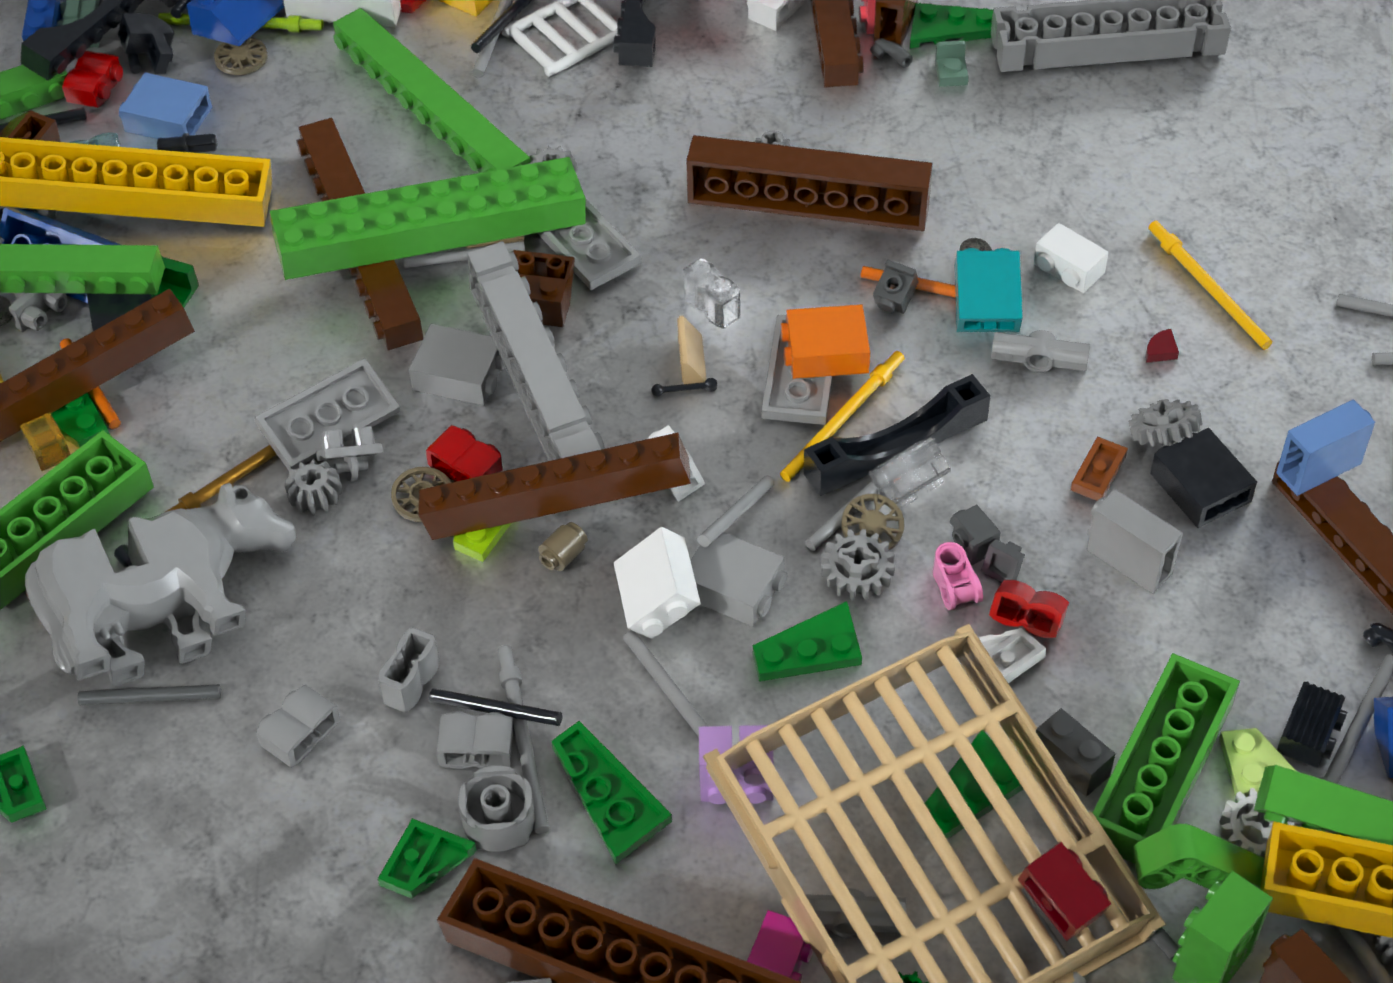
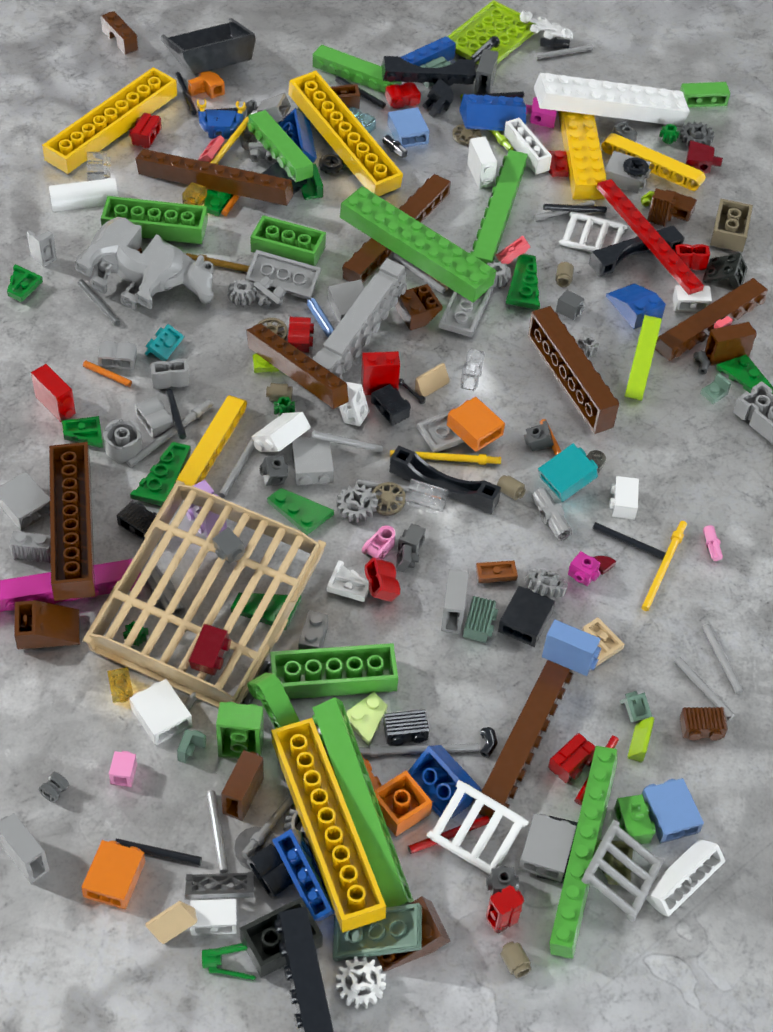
camera: 50 degrees right, 0 degrees up
(144, 228) = (324, 163): none -> black gear
(265, 370) = (288, 240): none -> bright green brick
(316, 857) = (53, 392): none -> red brick
(319, 762) = (104, 372): none -> orange bar
(326, 647) = (165, 343): none -> teal bracket
(329, 63) = (482, 162): none -> white brick
(449, 416) = (320, 316): none -> medium blue axle
(530, 123) = (512, 251): none -> coral plate
(593, 150) = (524, 284): none -> green wing
(596, 693) = (213, 441): none -> yellow beam
(597, 556) = (284, 405): none -> green gear
(617, 99) = (564, 274): none -> dark tan brick
(642, 396) = (379, 370): none -> red brick
(679, 123) = (570, 305): none -> dark grey brick
(680, 872) = (136, 519): none -> black brick
(700, 421) = (391, 404): none -> black brick
(717, 633) = (274, 470): none -> dark grey brick
(735, 57) = (635, 302): none -> blue slope
(830, 64) = (643, 357): none -> lime beam
(902, 750) = (228, 546): none -> dark grey brick
(959, 366) = (511, 487): none -> dark tan brick
(1140, 297) = (628, 540): none -> black bar
(1167, 367) = (584, 568): none -> dark pink brick
(1196, 536) = (479, 619): none -> sand green brick
(1208, 214) = (712, 543): none -> bright pink axle
(1282, 415) = (609, 641): none -> tan wing

